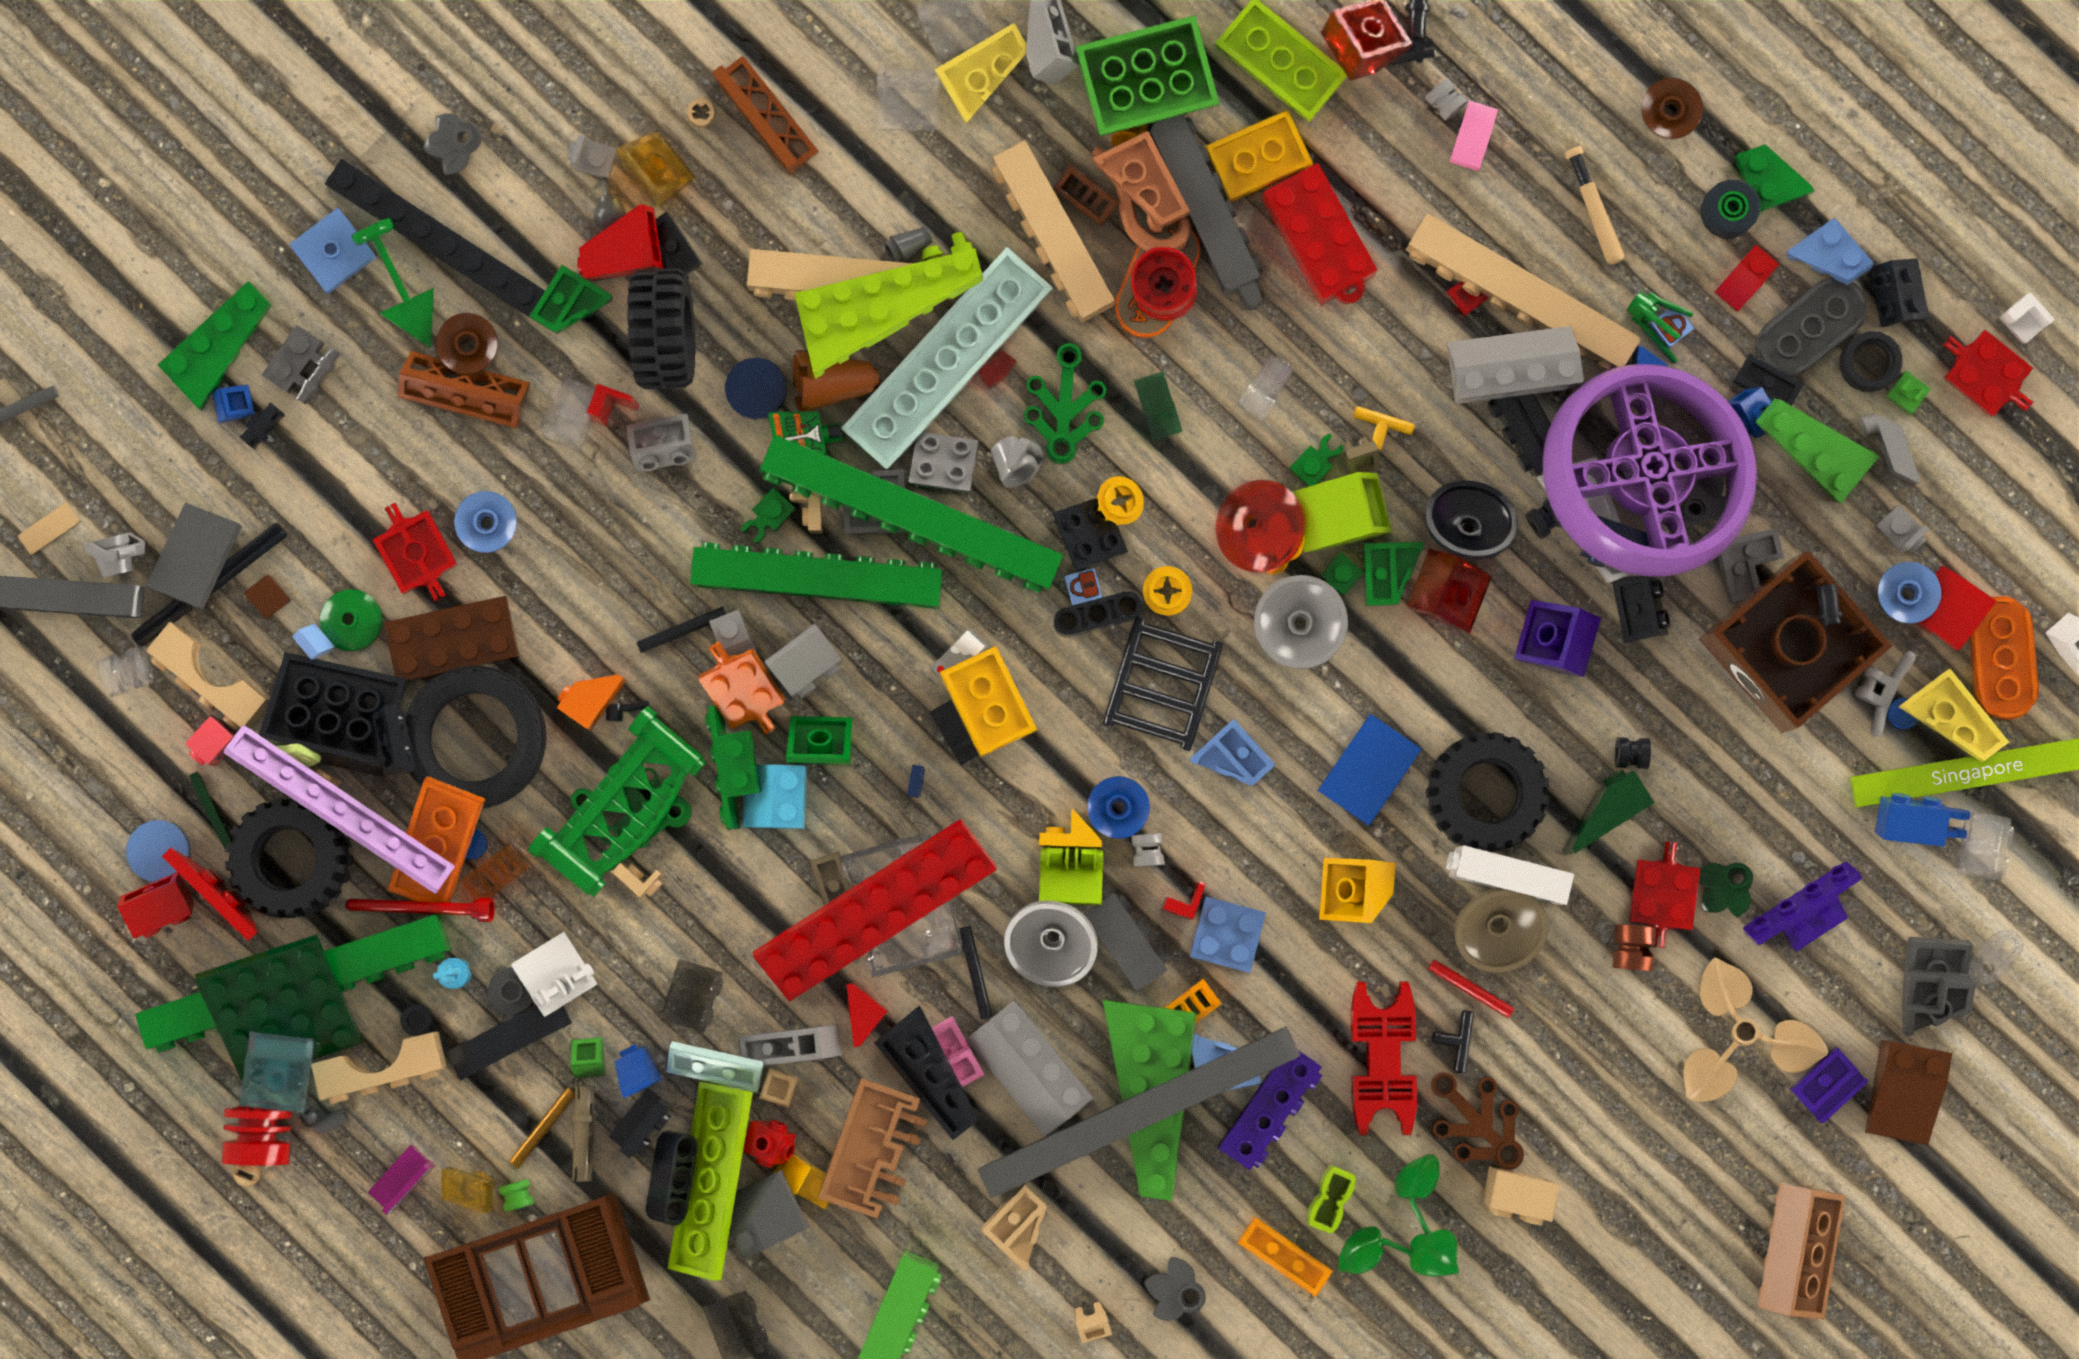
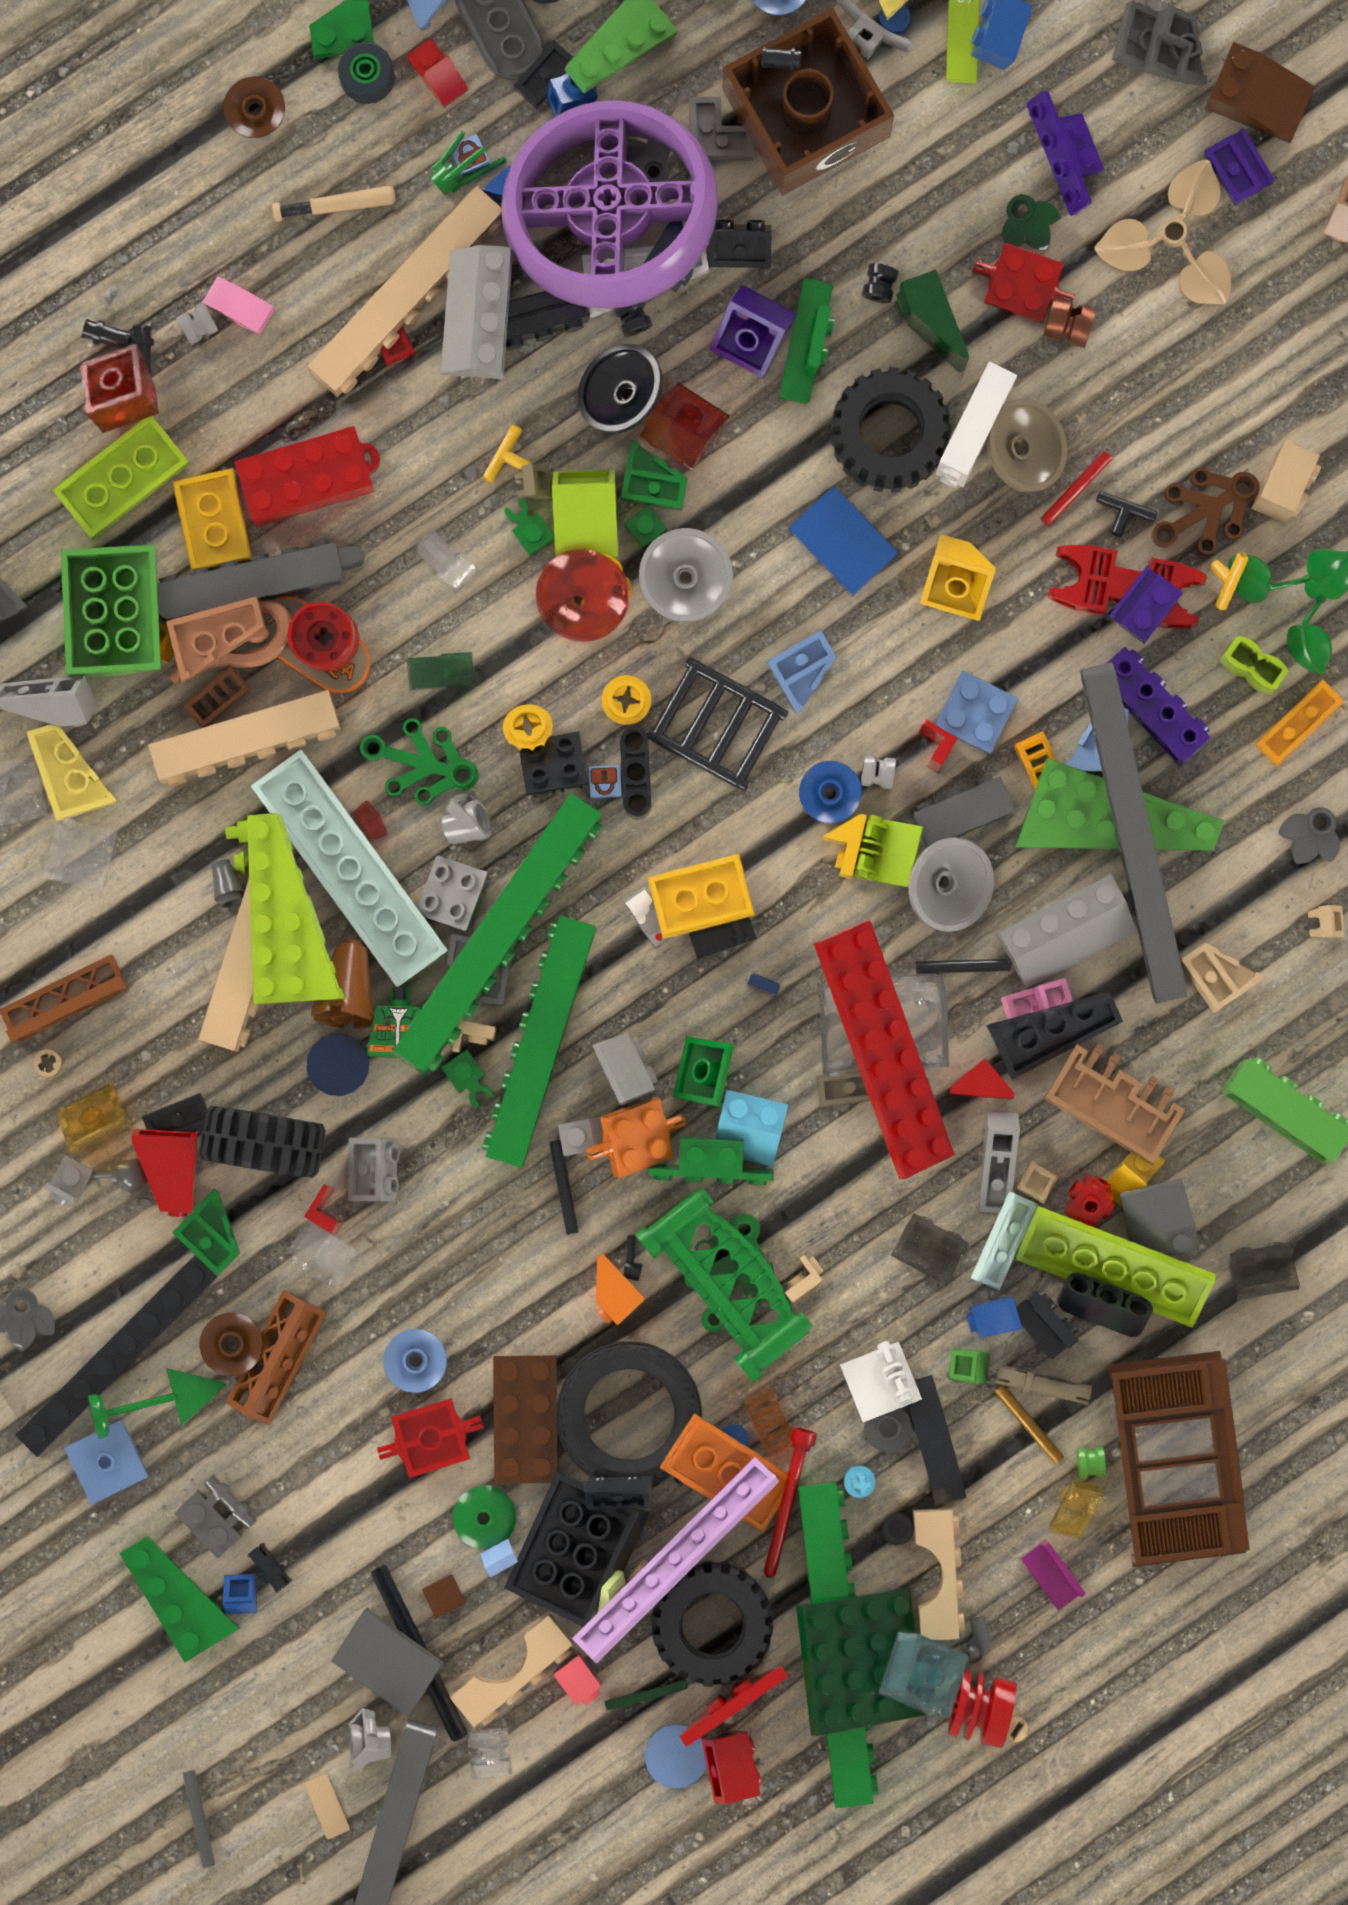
camera: 75 degrees left, 0 degrees up
(1367, 1079) = (1145, 604): none -> dark purple plate
(1413, 1157) = (1229, 577): none -> yellow piece
(1555, 693) = (807, 341): none -> green bracket

